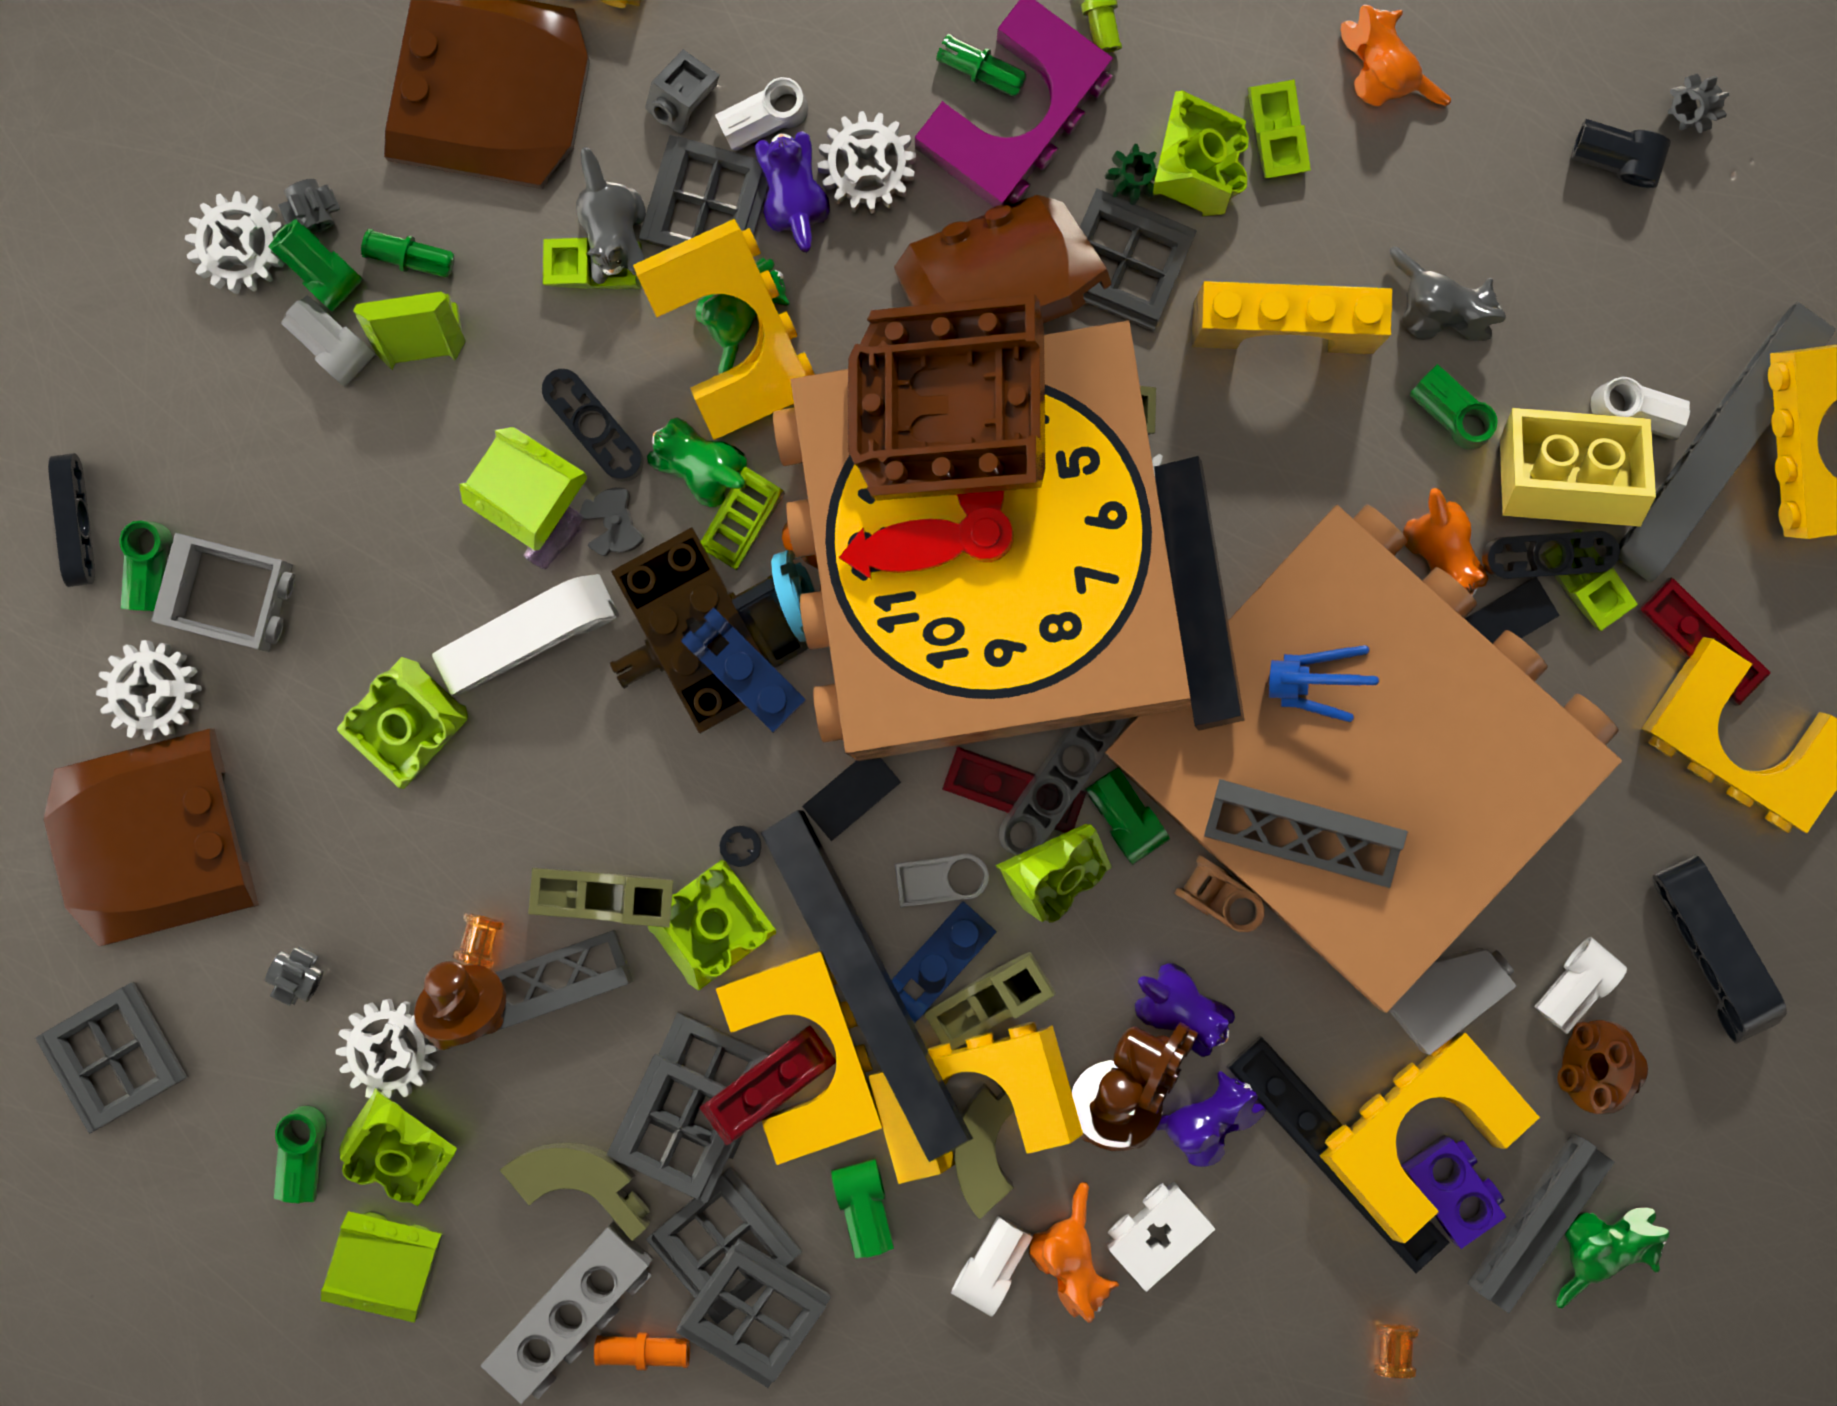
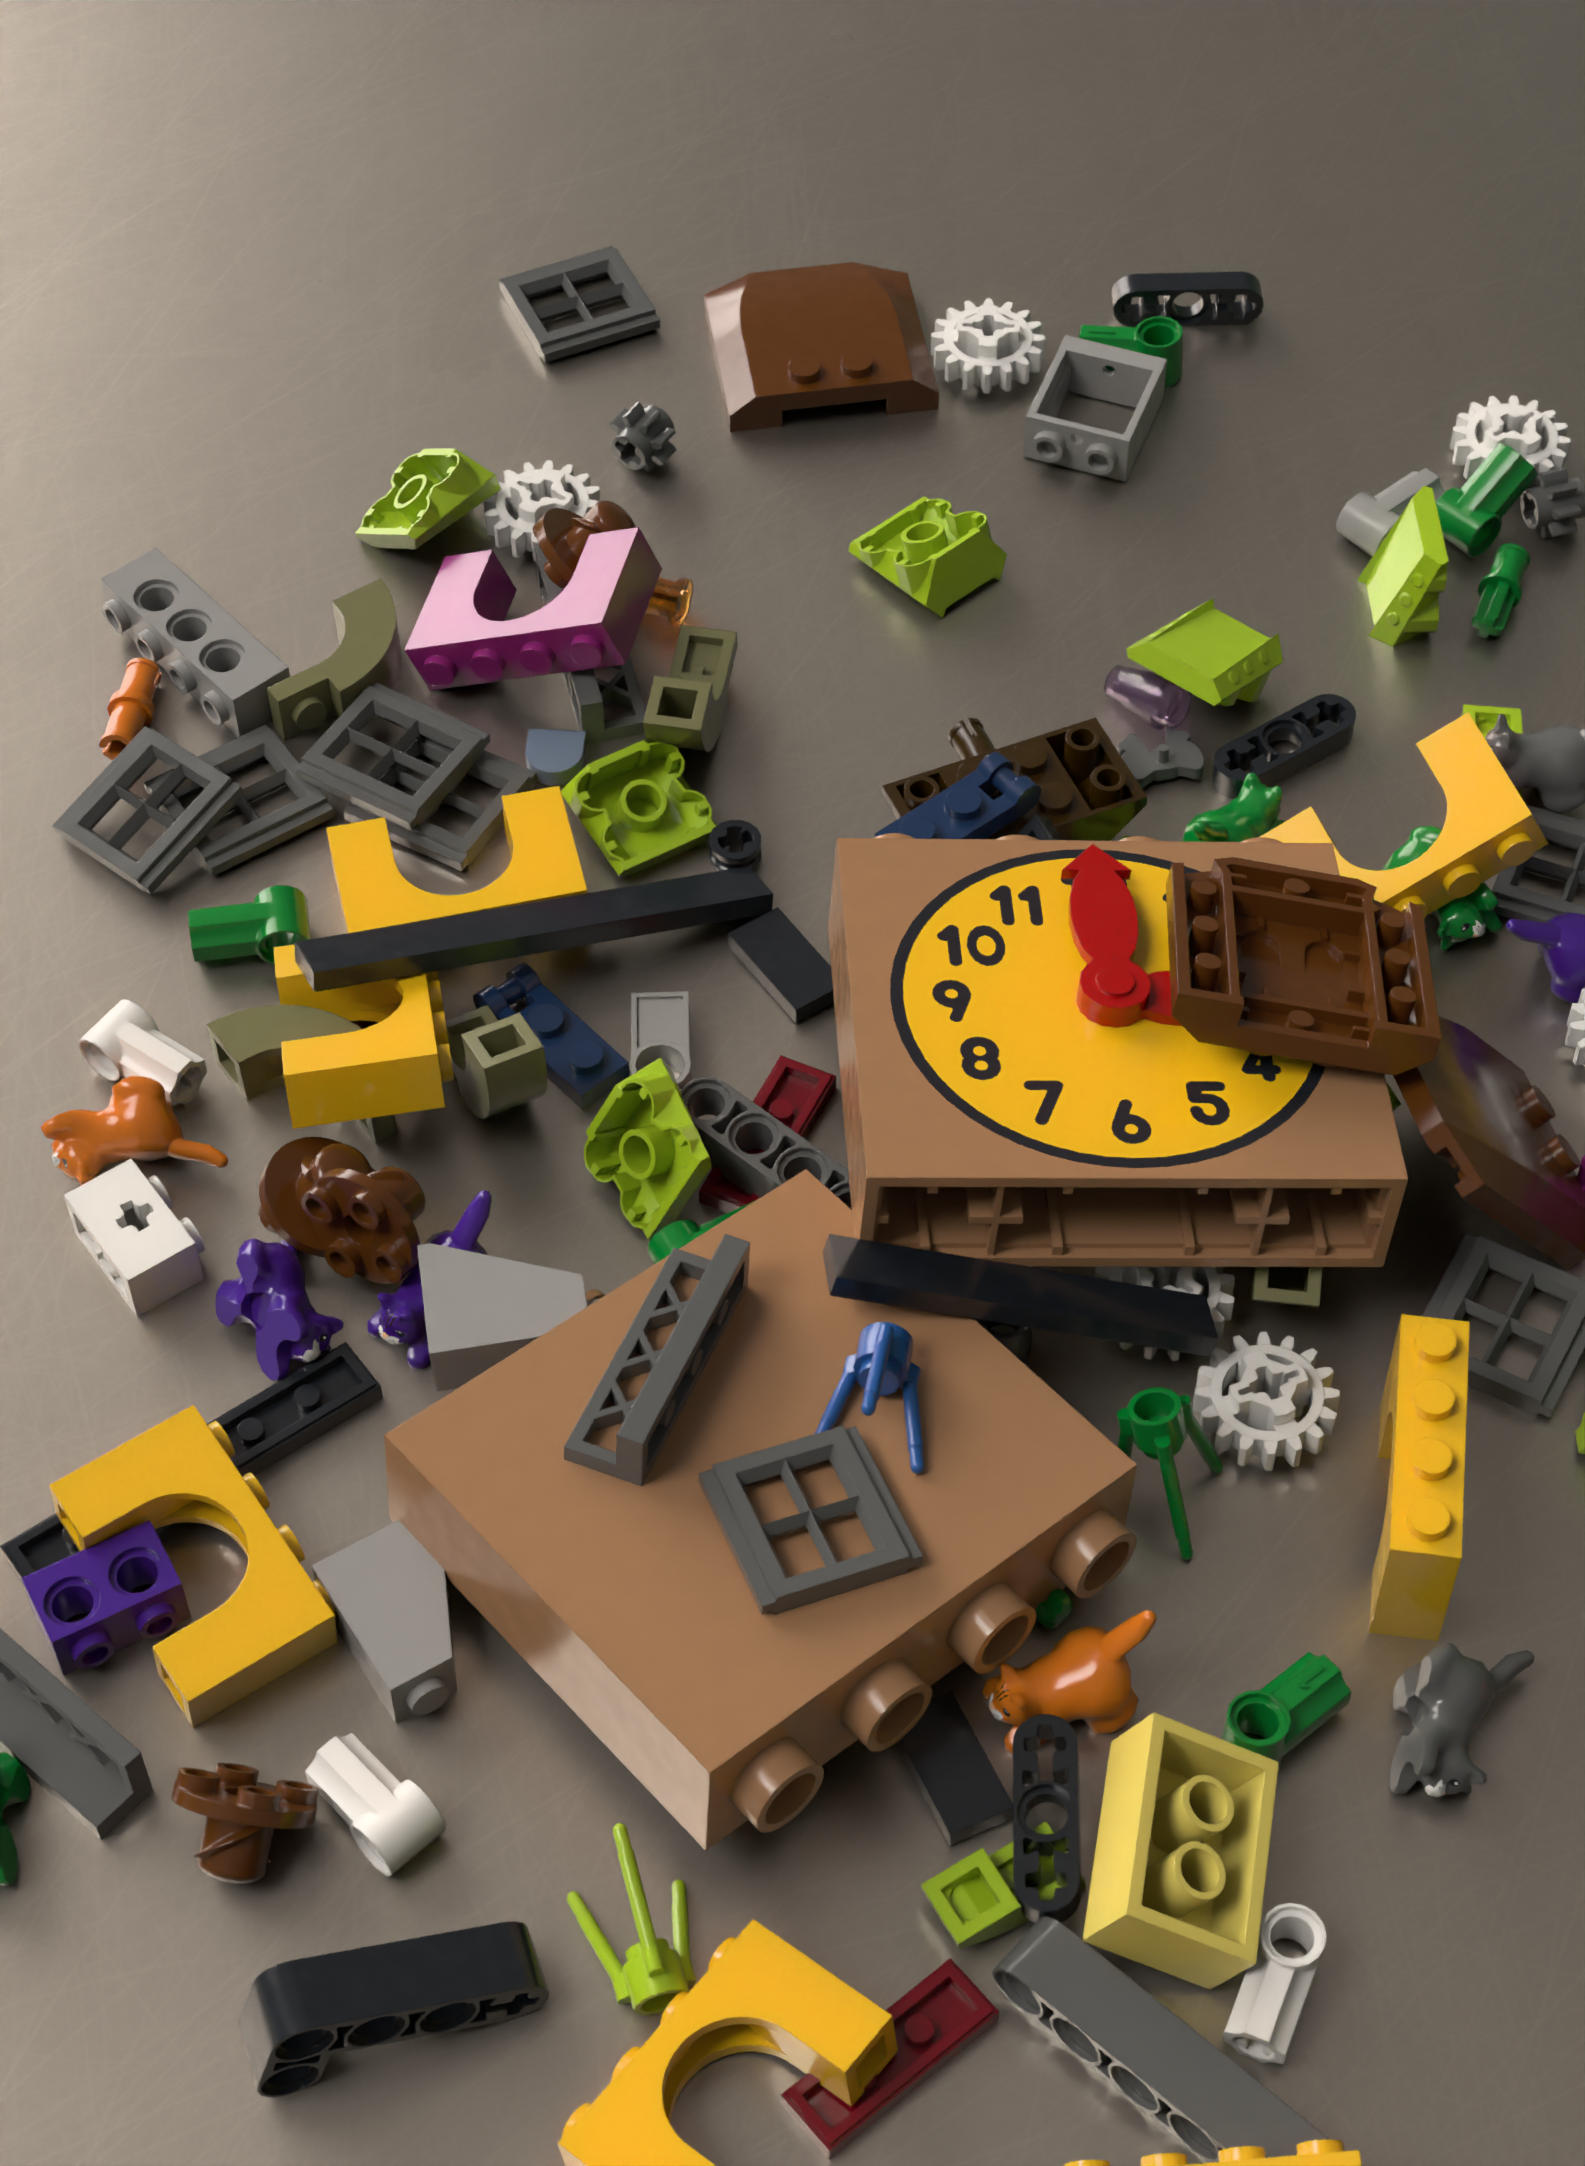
camera: 90 degrees right, 35 degrees down
(297, 1158) = (455, 425): green piece -> none
(380, 1266) = (295, 490): lime slope -> none
(525, 632) = (1029, 650): white beam -> none
(565, 986) = (587, 626): none -> magenta arch
(655, 1000) = (555, 755): none -> sand blue tile
(768, 1085) = (423, 824): dark red tile -> none
(1205, 405) = (1265, 1401): none -> white gear
(1237, 956) = (488, 1308): none -> light grey slope
(1280, 491) = (1158, 1426): none -> green plant
(1442, 754) = (750, 1538): none -> dark grey piece
(1672, 793) = (652, 1968): none -> lime plant

